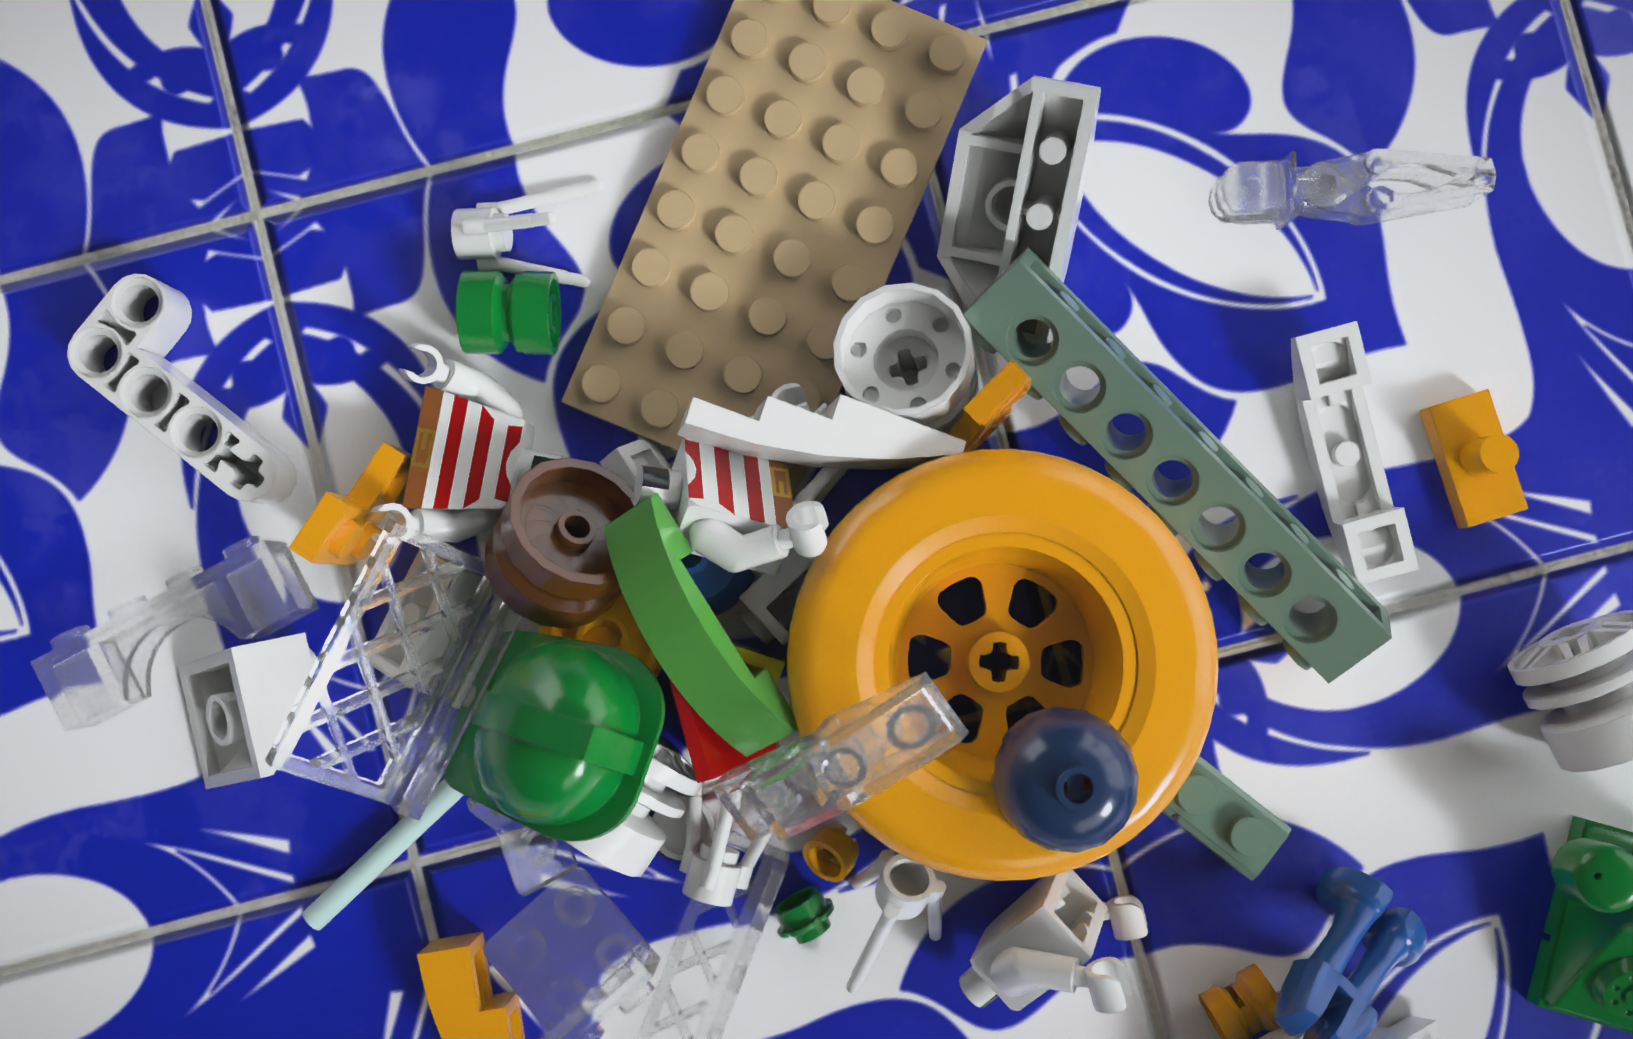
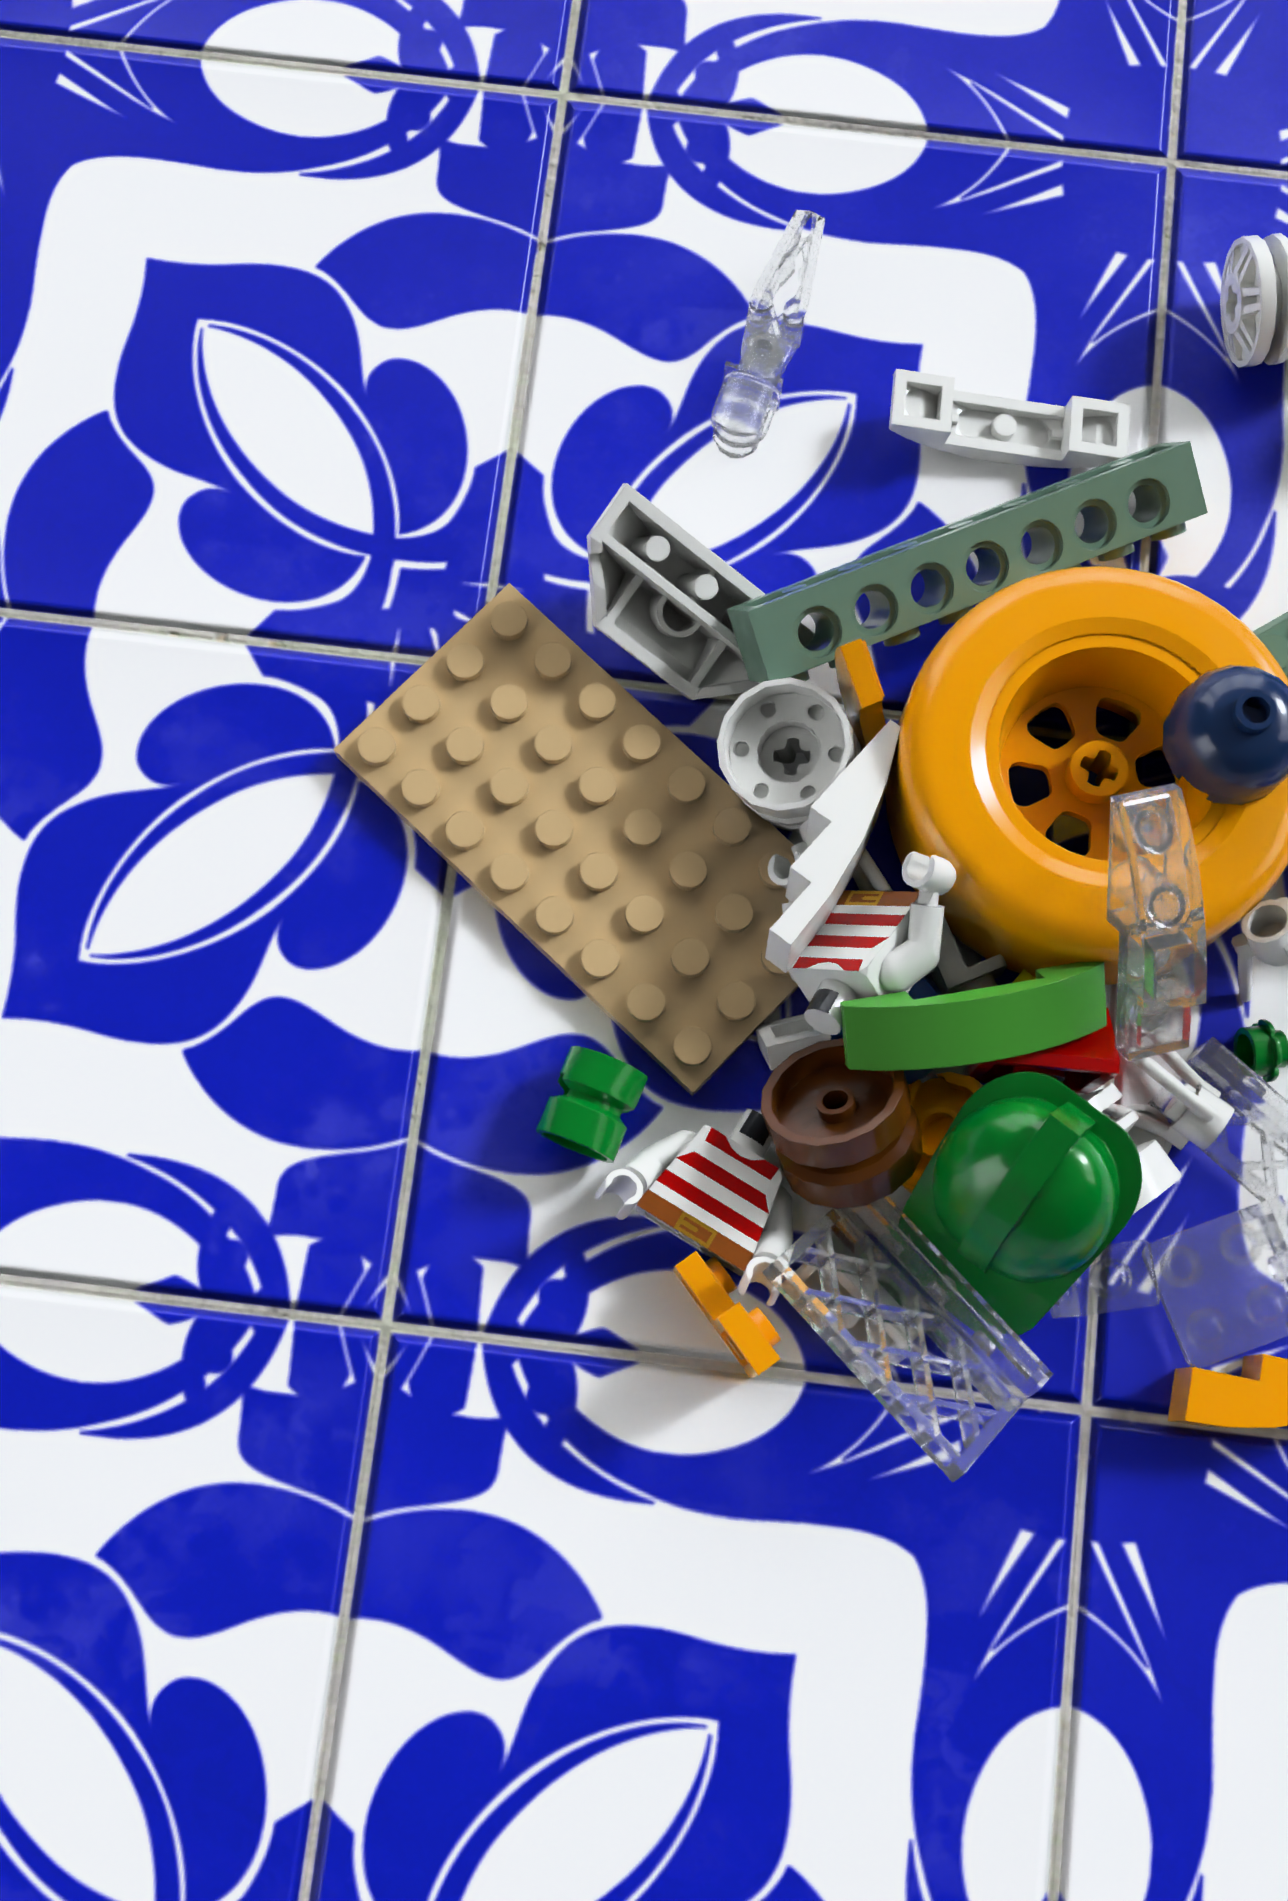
camera: 70 degrees left, 10 degrees down
(110, 667) = (790, 1648): clear arch -> none
(188, 407) = (558, 1453): white beam -> none
(240, 704) = (883, 1510): white slope -> none
(378, 858) = (1073, 1446): light aqua bar -> none
(488, 230) = (503, 1102): white plant -> none
(831, 852) = (1223, 1003): light orange hinge -> none
(1474, 459) = (1047, 326): light orange tile -> none

